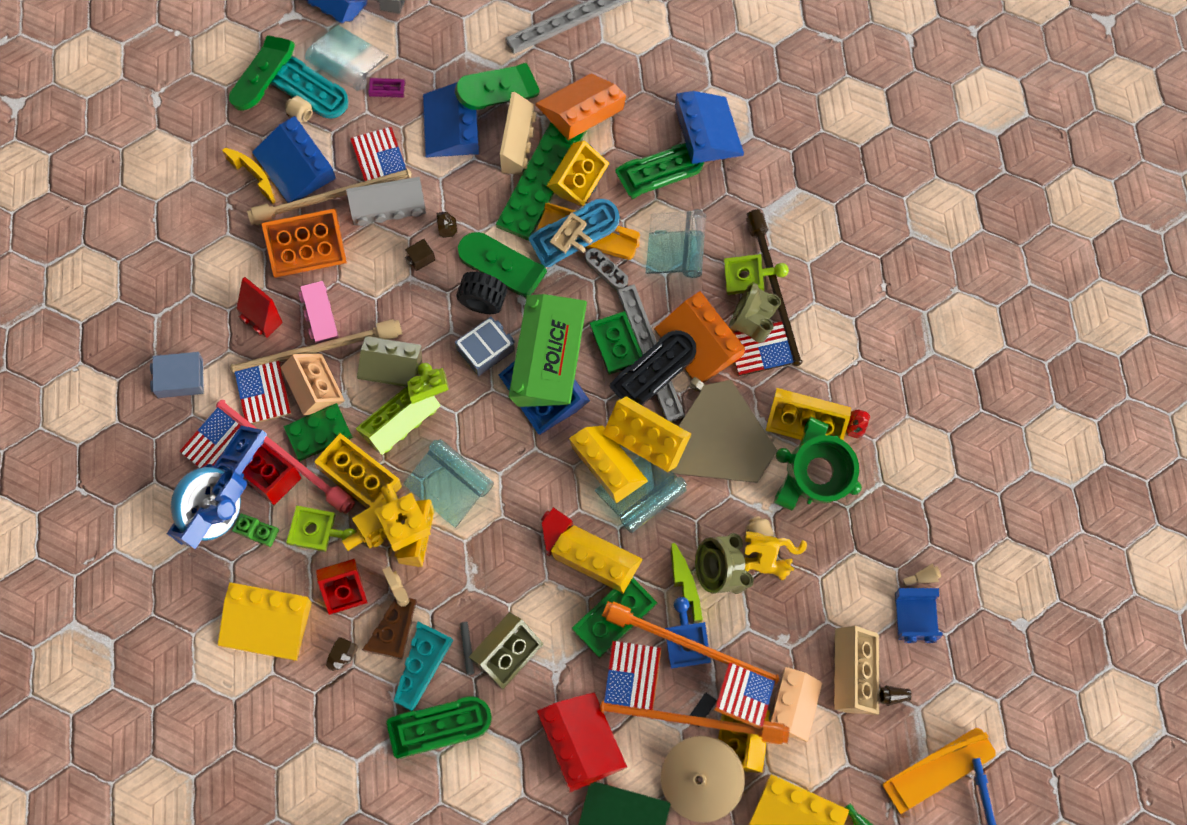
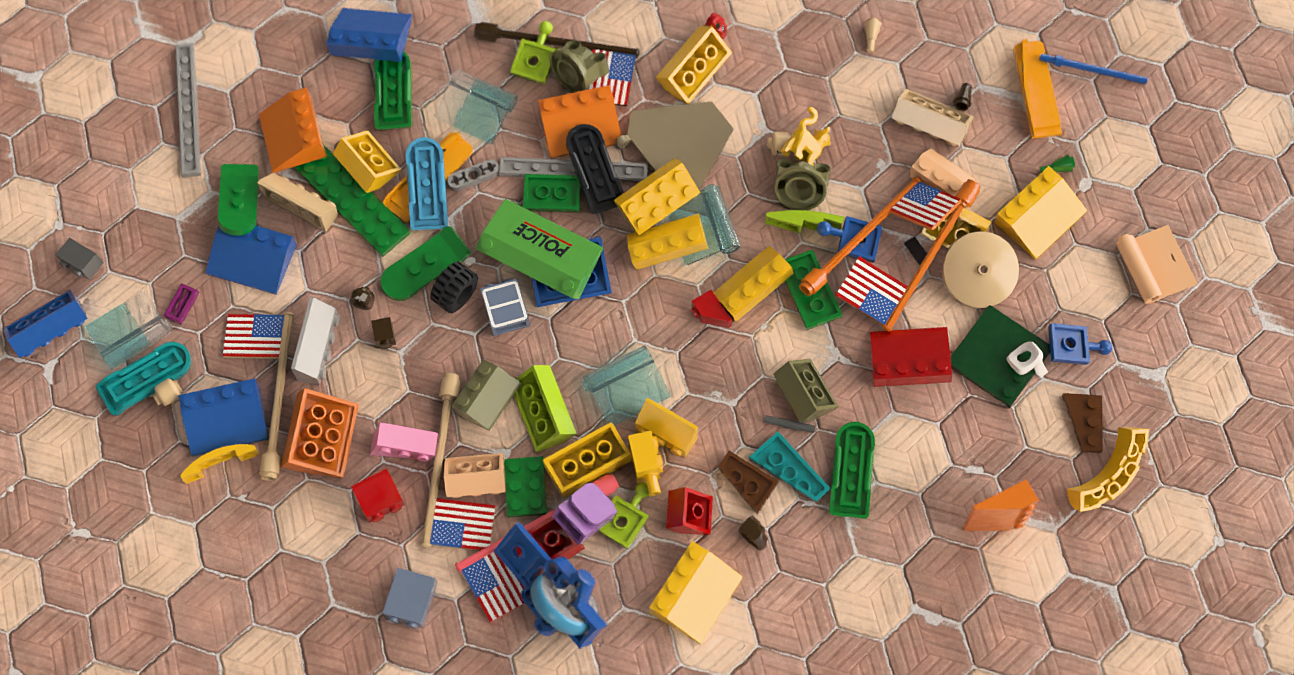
camera: 65 degrees left, 0 degrees up
(255, 530) = (604, 572): bright green slope -> none
(261, 72) = (106, 416): green piece -> none
(299, 489) = (585, 512): none -> brick
(396, 511) = (649, 425): yellow brick -> none
(396, 586) = (709, 462): tan hinge -> none
(427, 384) = (524, 372): lime plate -> none
(569, 233) = (429, 189): tan hinge -> none
(818, 445) = (754, 50): green piece -> none
(917, 614) = (902, 53): blue panel -> none

